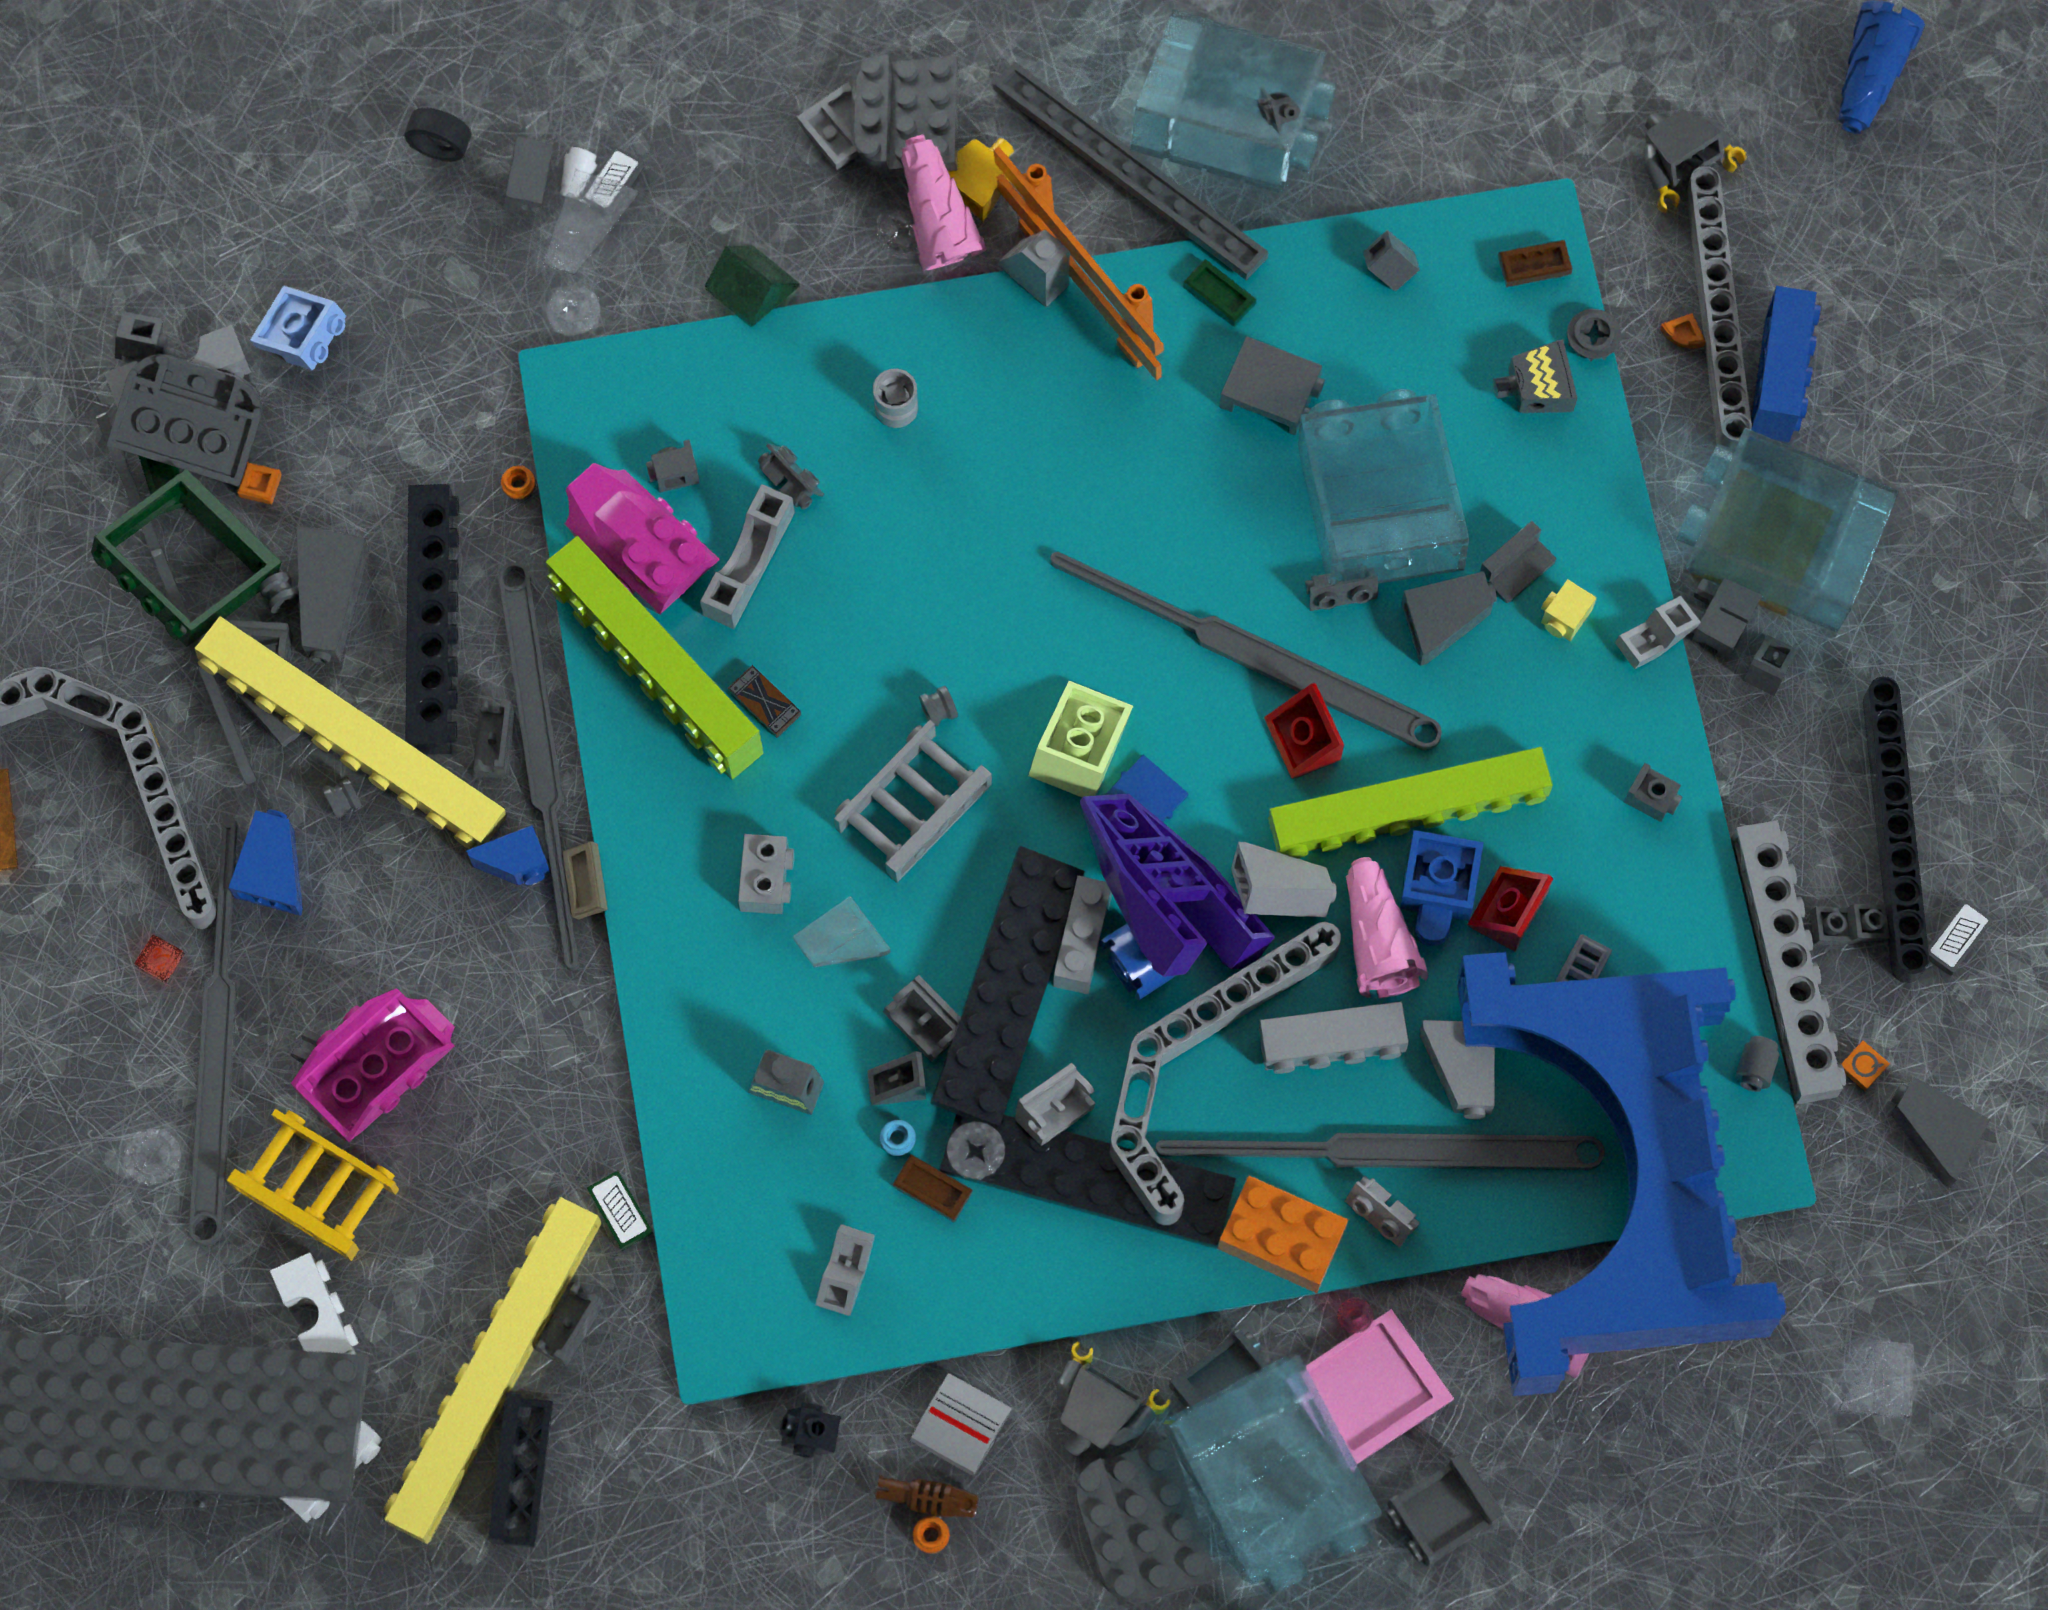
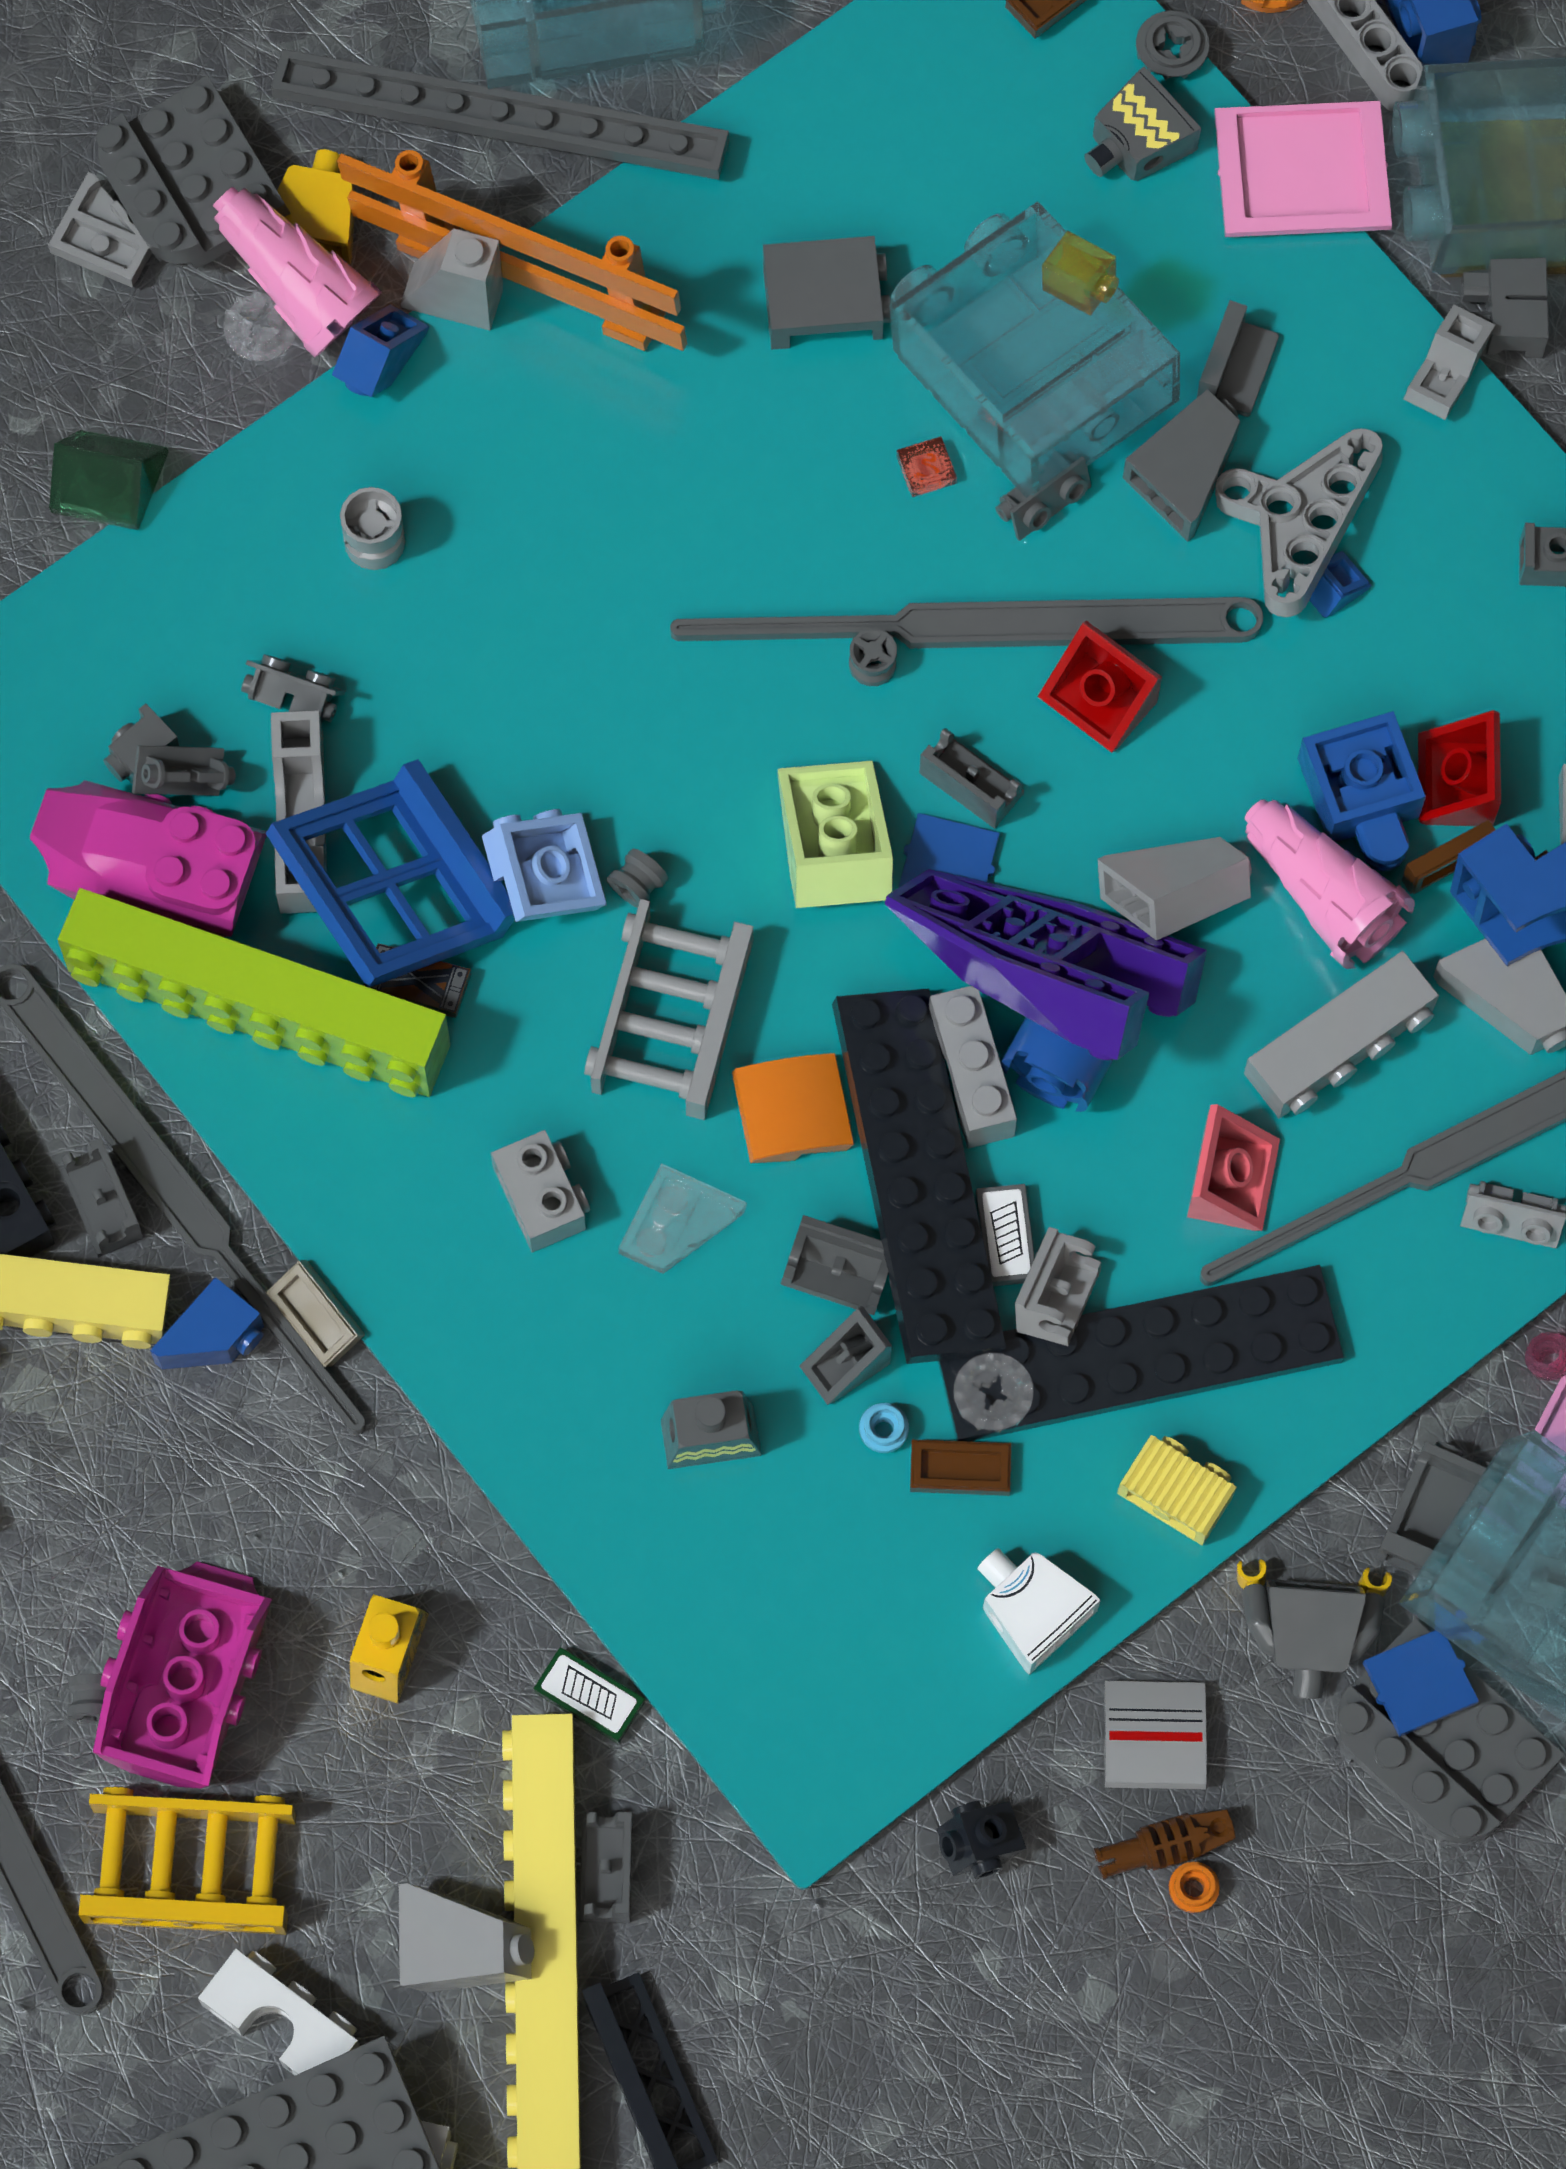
camera: 30 degrees left, 0 degrees up
(447, 1321) = (457, 1944): none -> light grey slope
(509, 1112) = (386, 1647): none -> yellow torso
(688, 493) = (181, 770): none -> dark grey hinge
(825, 630) = (445, 852): none -> blue window
(845, 1270) = (912, 1621): light grey slope -> none
(882, 667) = (544, 864): none -> light blue plate
(927, 1301) = (1034, 1605): none -> white torso
(954, 903) = (792, 1108): none -> orange slope
(964, 285) = (378, 350): none -> blue slope
(1045, 1052) = (1006, 1232): none -> white tile
(1061, 1274) = (1177, 1488): none -> light yellow brick
(1147, 1480) = (1420, 1682): none -> blue piece
(1169, 631) = (869, 647): none -> dark grey wheel
(1188, 749) = (969, 779): none -> dark grey hinge
(1196, 1031) = (1172, 1111): light grey beam -> none
(1213, 1088) = (1233, 1171): none -> coral slope
(1219, 292) = (694, 210): dark green tile -> none
(1276, 532) = (926, 466): none -> clear red tile
(1282, 1234) = (1415, 1302): orange brick -> none
(1391, 260) = (881, 71): dark grey panel -> none
(1410, 803) = (1273, 710): lime brick -> none
(1431, 454) = (1080, 273): none -> clear yellow brick
(1452, 956) = (1441, 860): none -> reddish brown tile
(1499, 738) = (1338, 585): none -> blue slope
(1515, 675) = (1310, 495): none -> light grey beam
(1567, 610) = (1328, 388): light yellow brick -> none
(1634, 457) = (1302, 169): none -> bright pink piece

